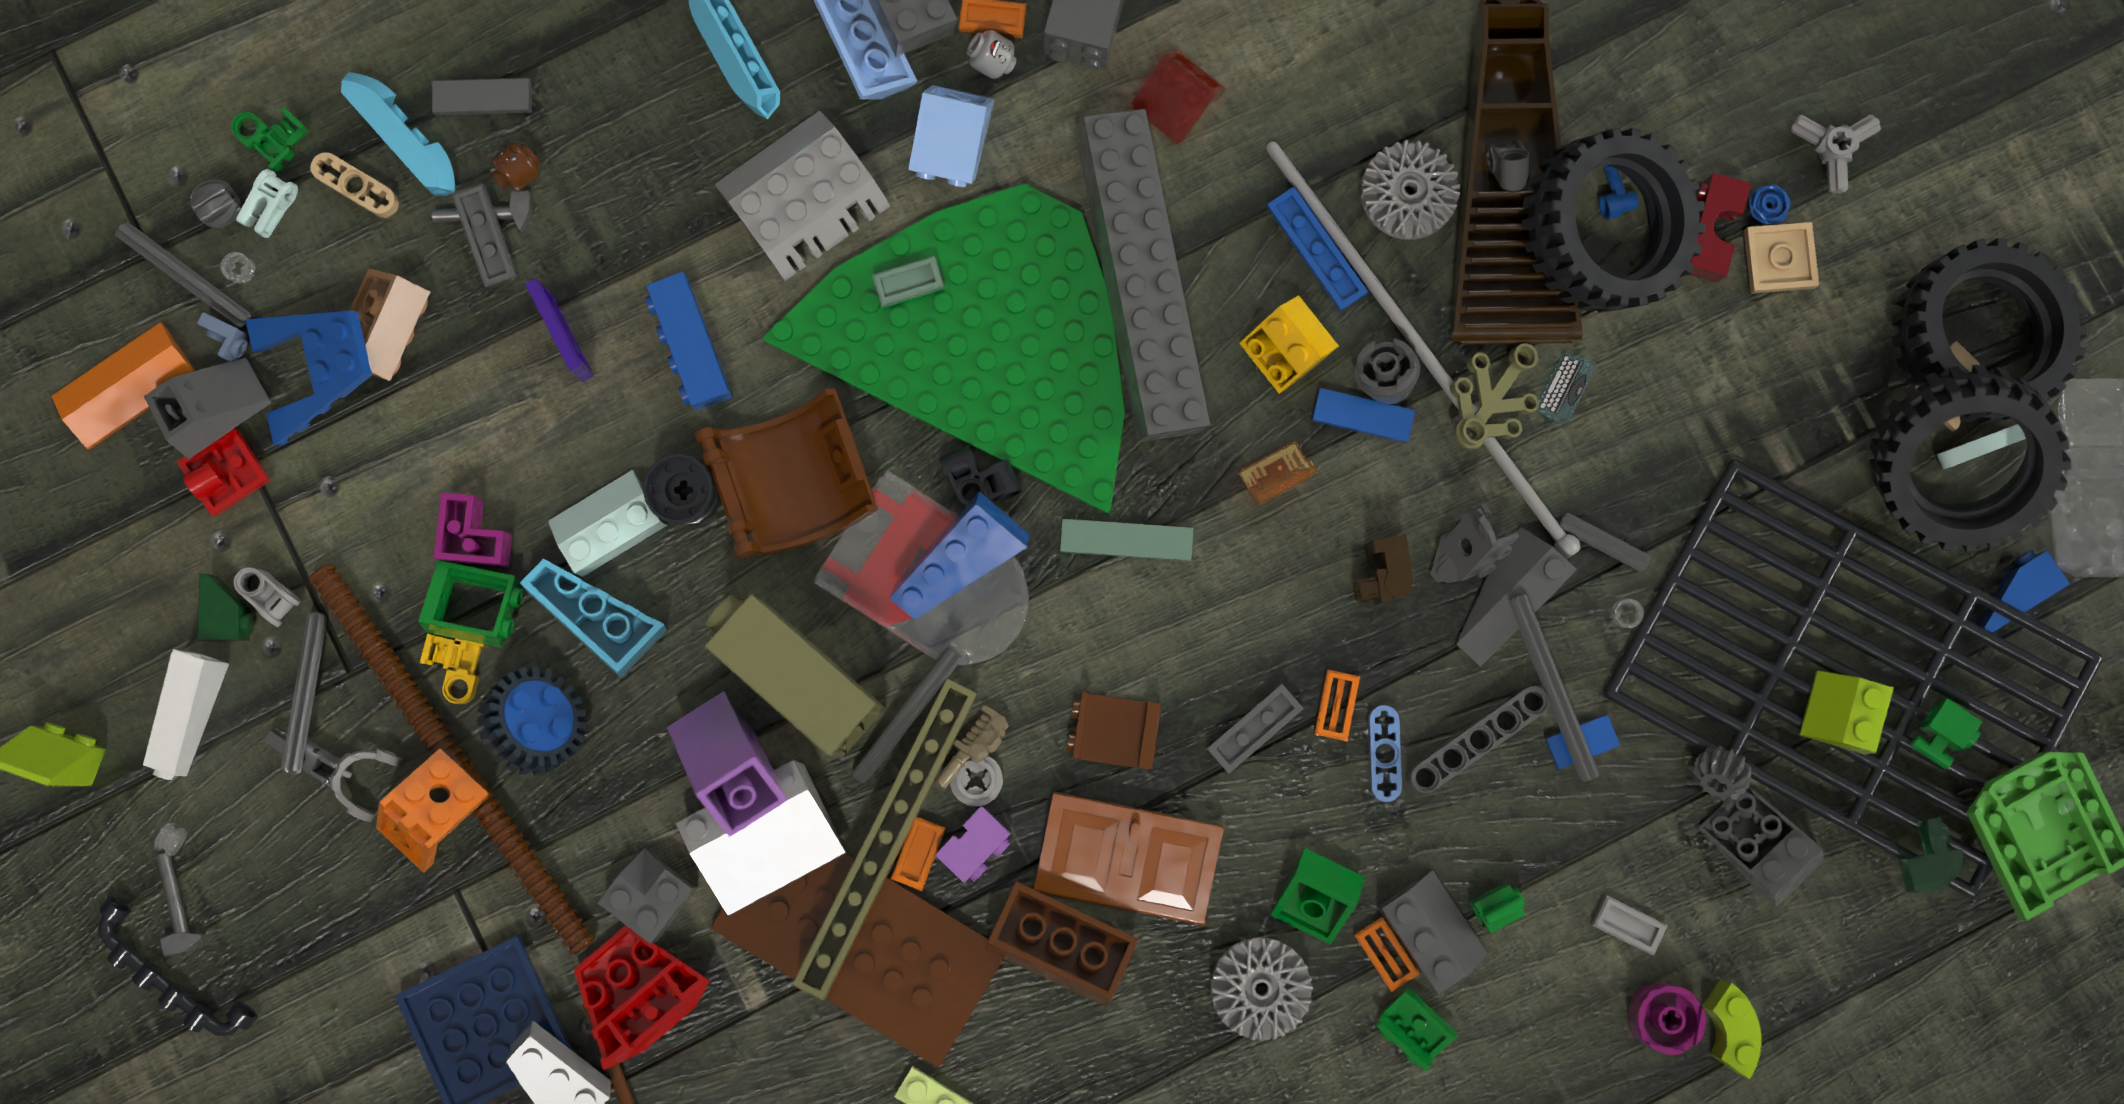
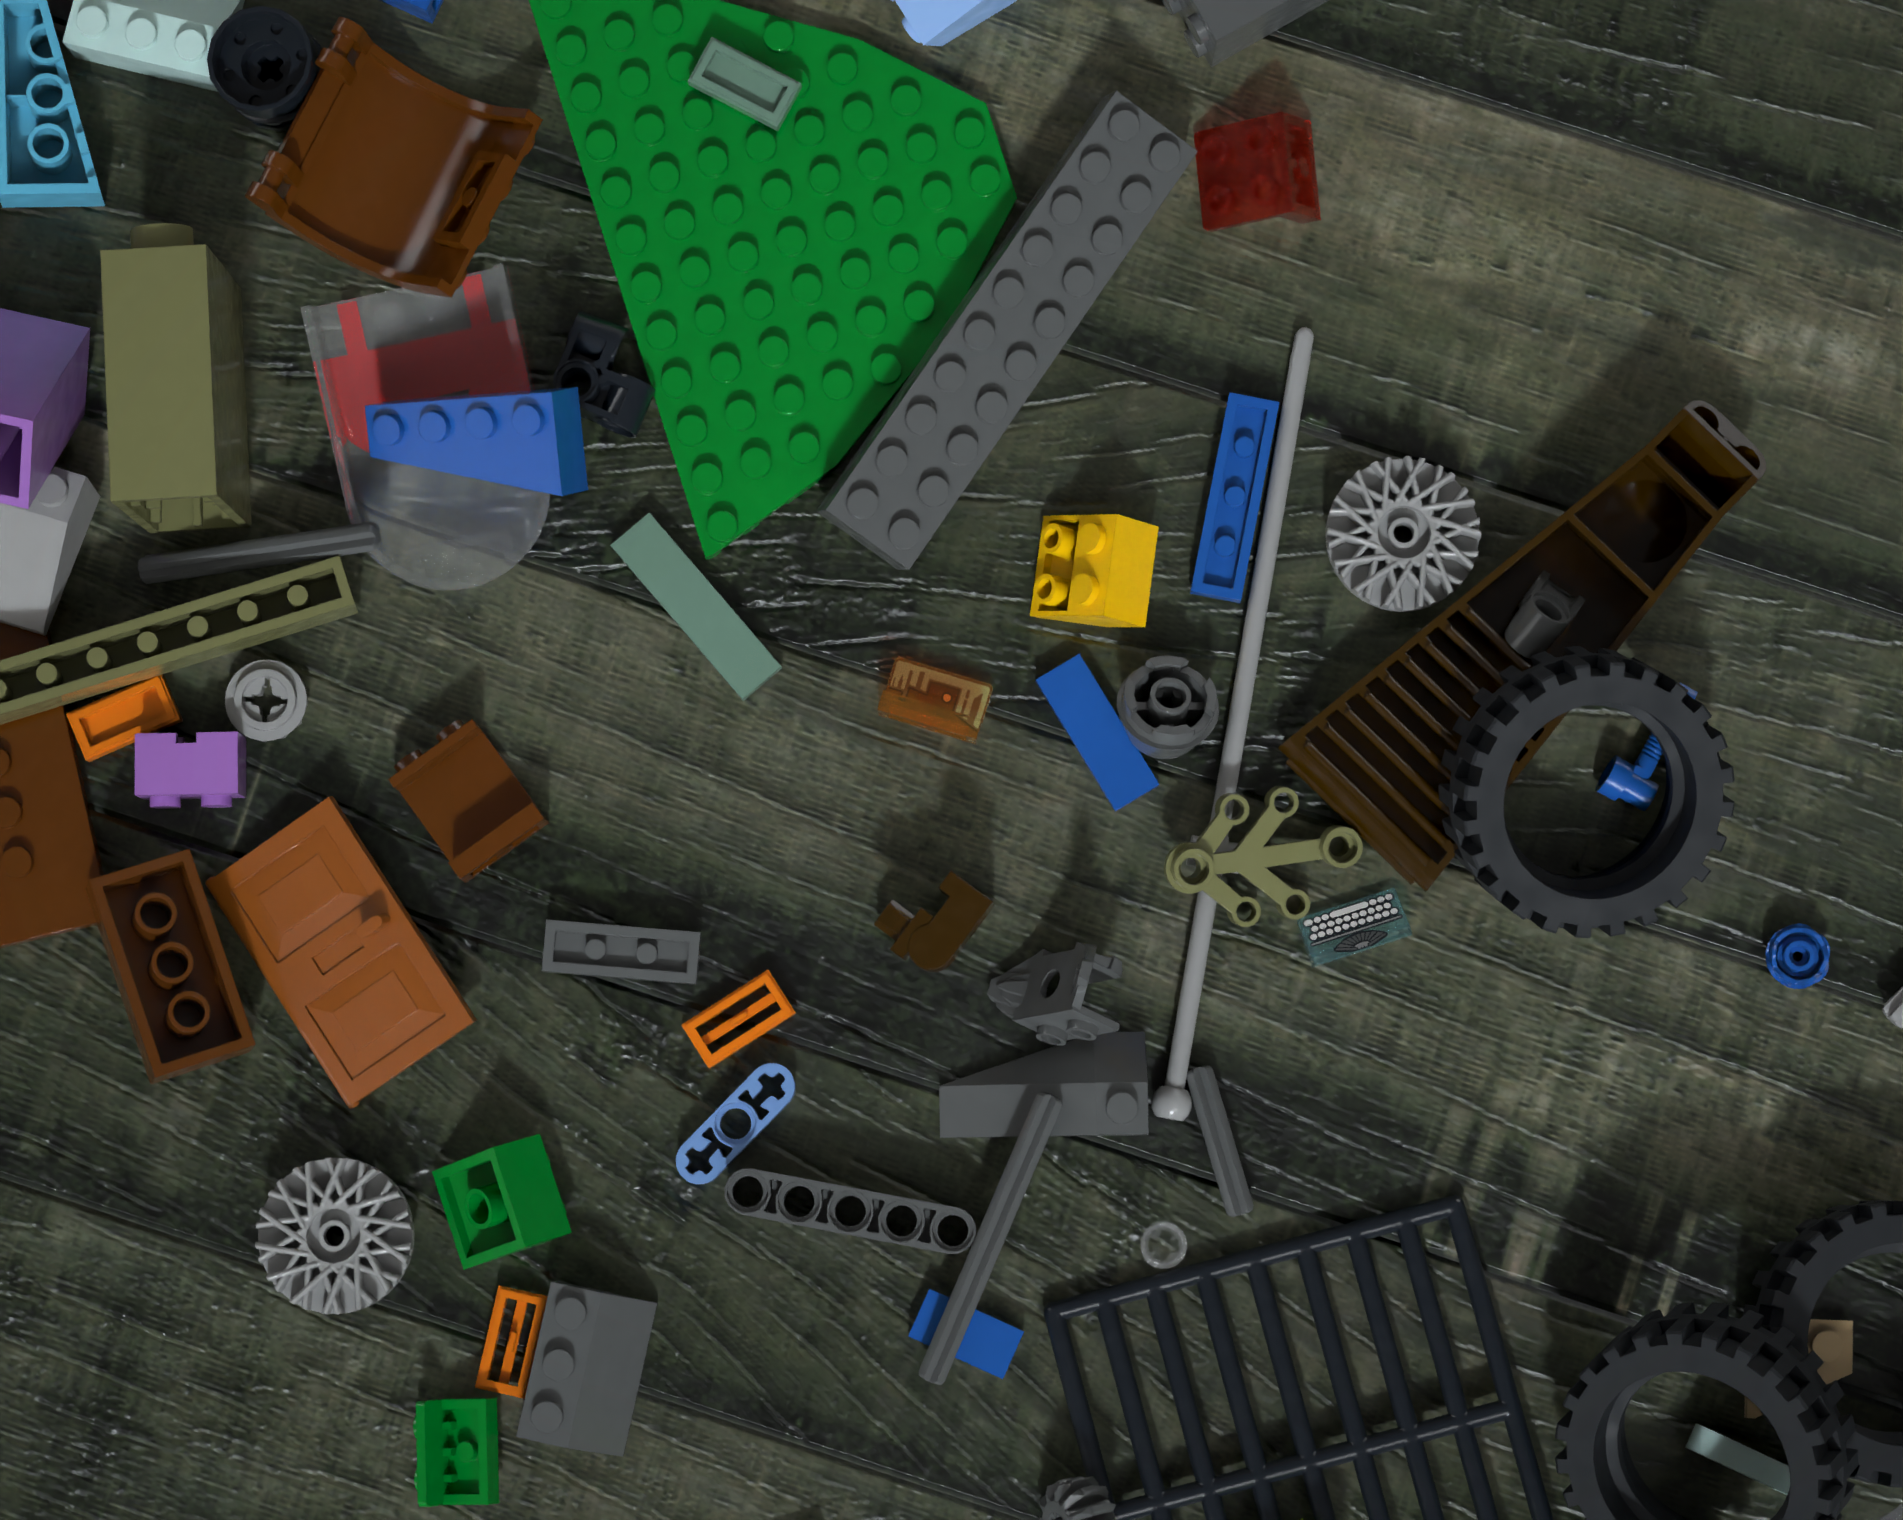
camera: 50 degrees right, 0 degrees up
(982, 739) = (315, 662): dark tan piece -> none
(1498, 907) = (684, 1415): green brick -> none
(1725, 200) = (1746, 894): dark red arch -> none
(1781, 257) = (1749, 1028): tan plate -> none

